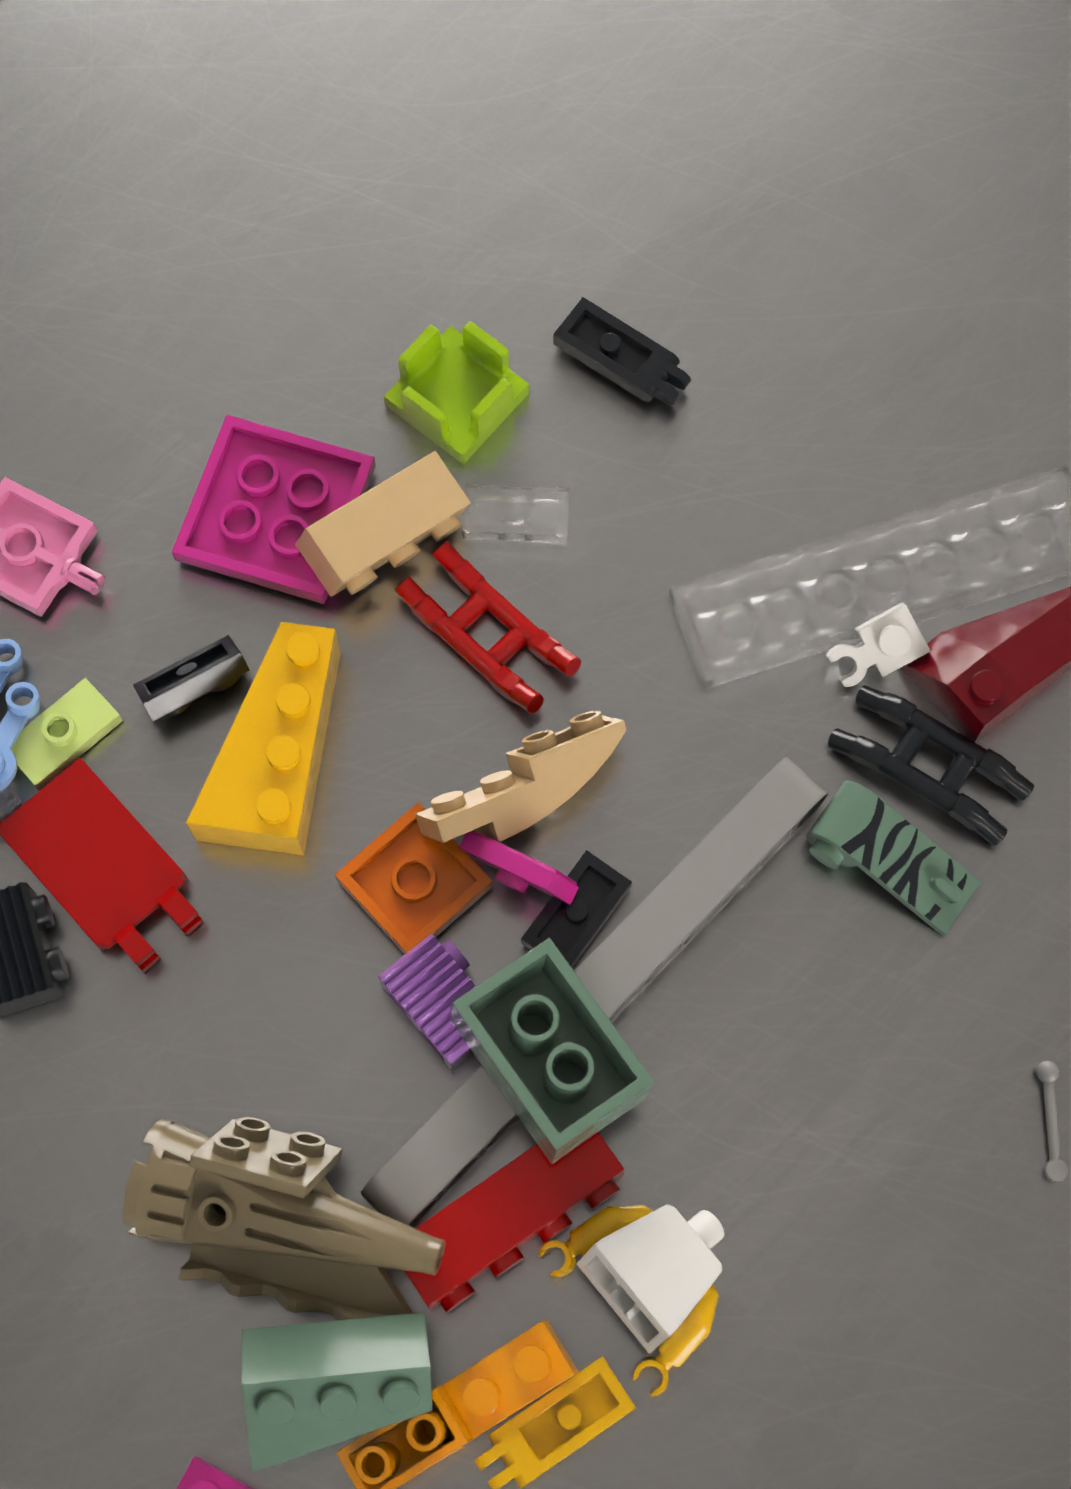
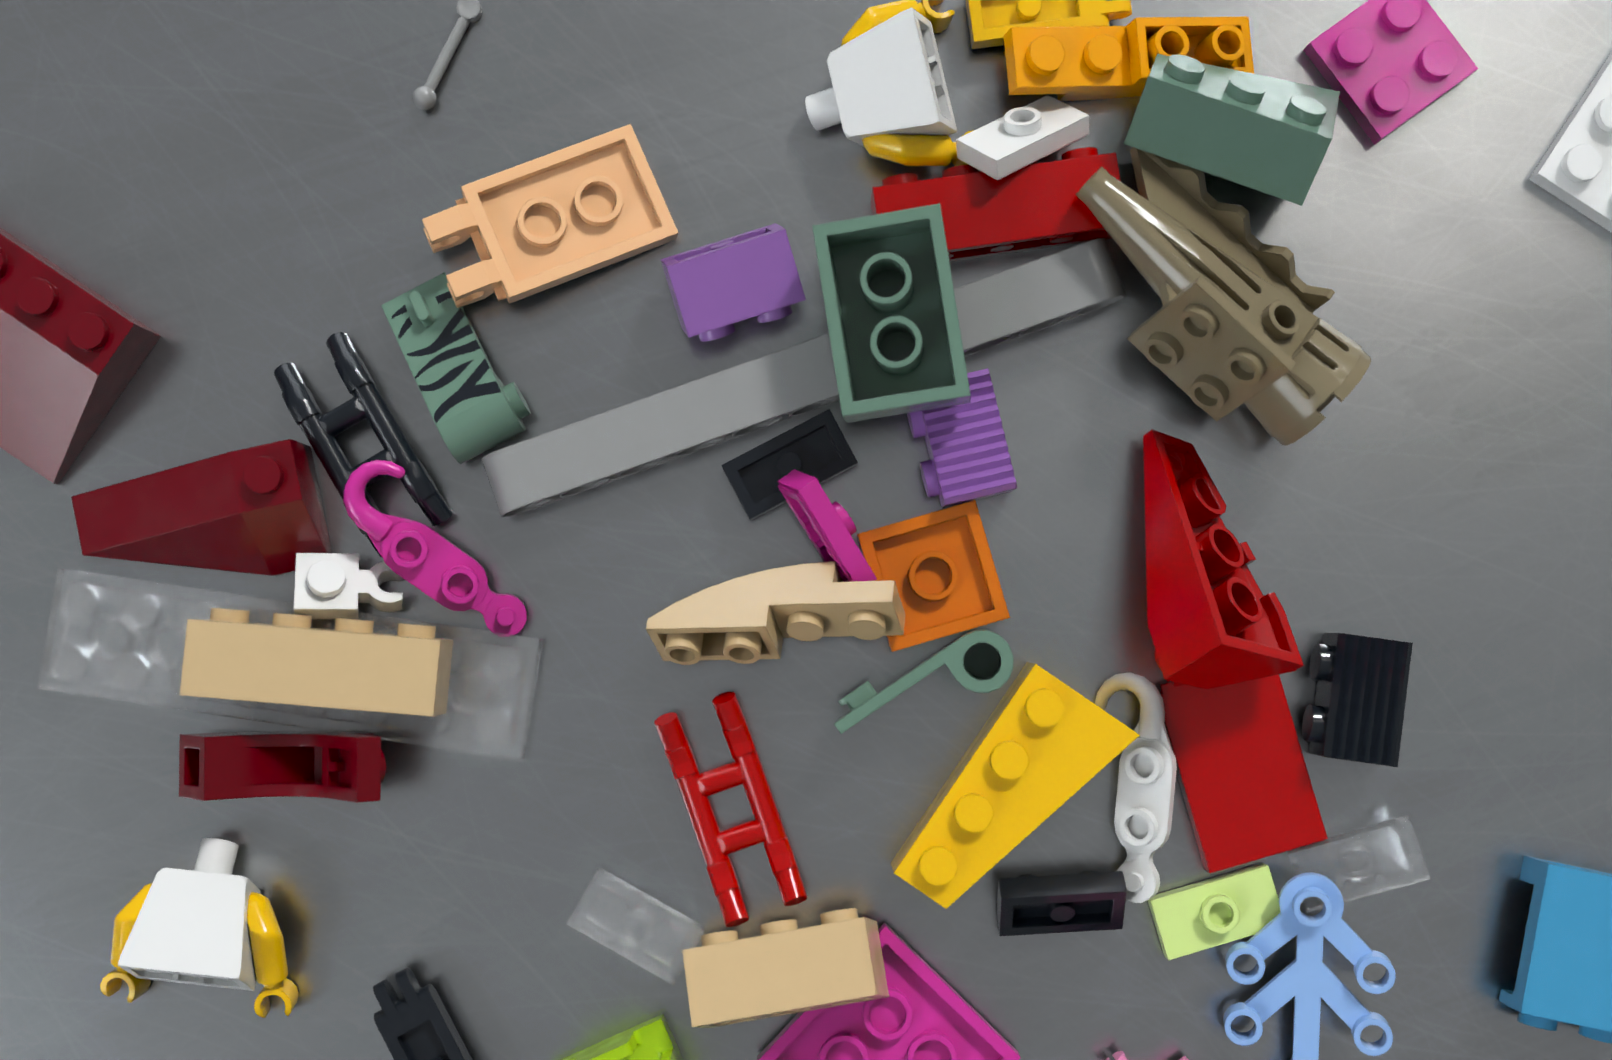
camera: 150 degrees left, 15 degrees up
(164, 798) = (1143, 786): none -> white piece
(183, 965) = (1201, 598): none -> red wedge
(350, 822) = (976, 659): none -> sand green door
(516, 1284) = (1022, 137): none -> white plate
(701, 1034) = (734, 282): none -> medium lavender brick
(824, 697) = (428, 558): none -> dark pink piece
(836, 355) = (201, 932): none -> white torso
(849, 497) = (281, 765): none -> dark red arch
(861, 571) = (316, 665): none -> tan brick
(877, 1020) = (554, 219): none -> light nougat tile

